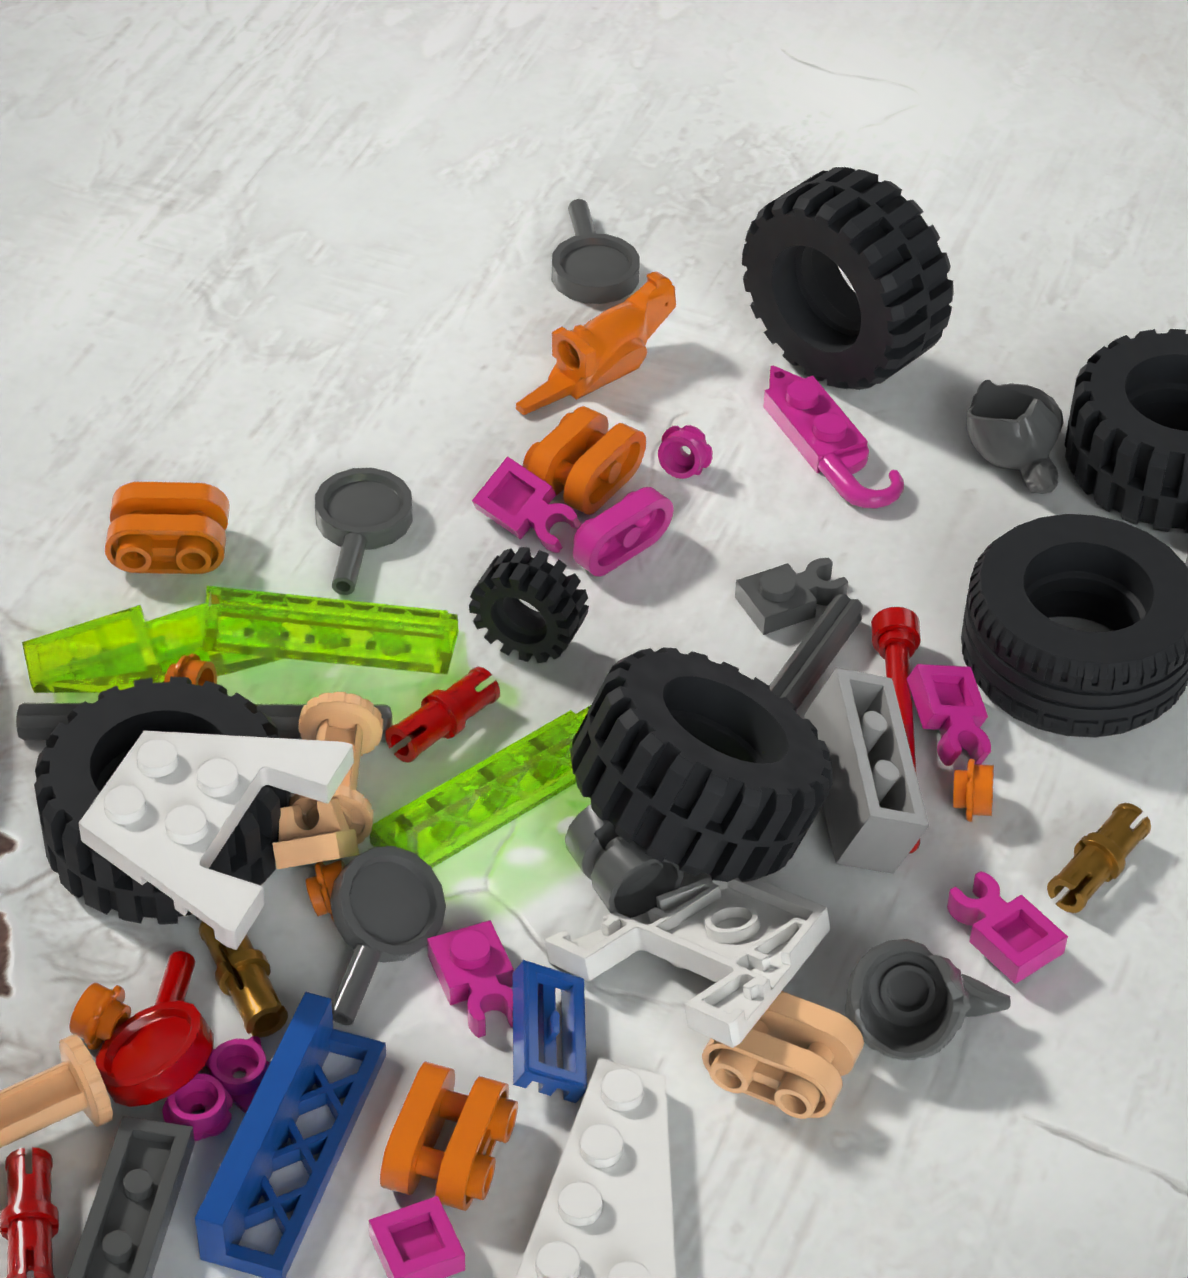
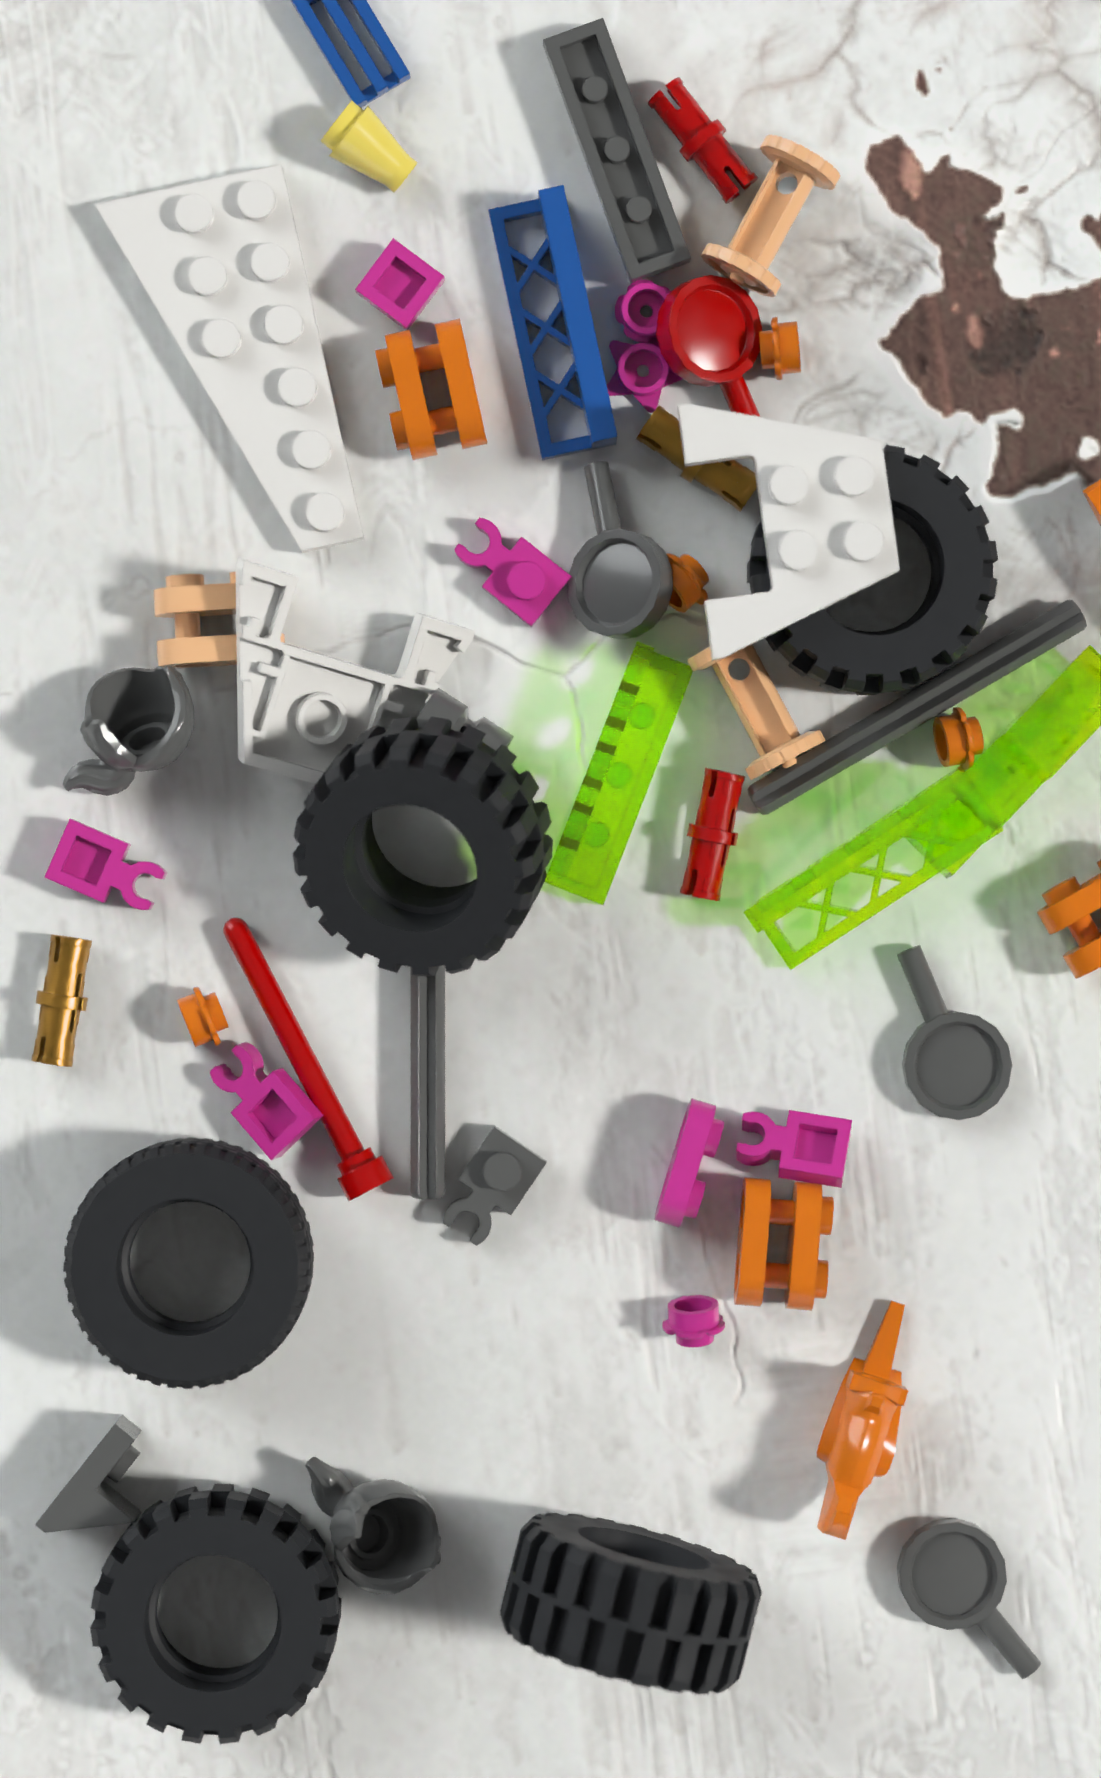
camera: 150 degrees right, 45 degrees up
(324, 842) = (713, 581): light nougat tile -> none
(538, 1024) = (435, 529): blue tile -> none
(542, 586) = (703, 988): black tyre -> none
(825, 437) = (575, 1436): dark pink plate -> none
(875, 795) = (297, 961): light grey brick -> none

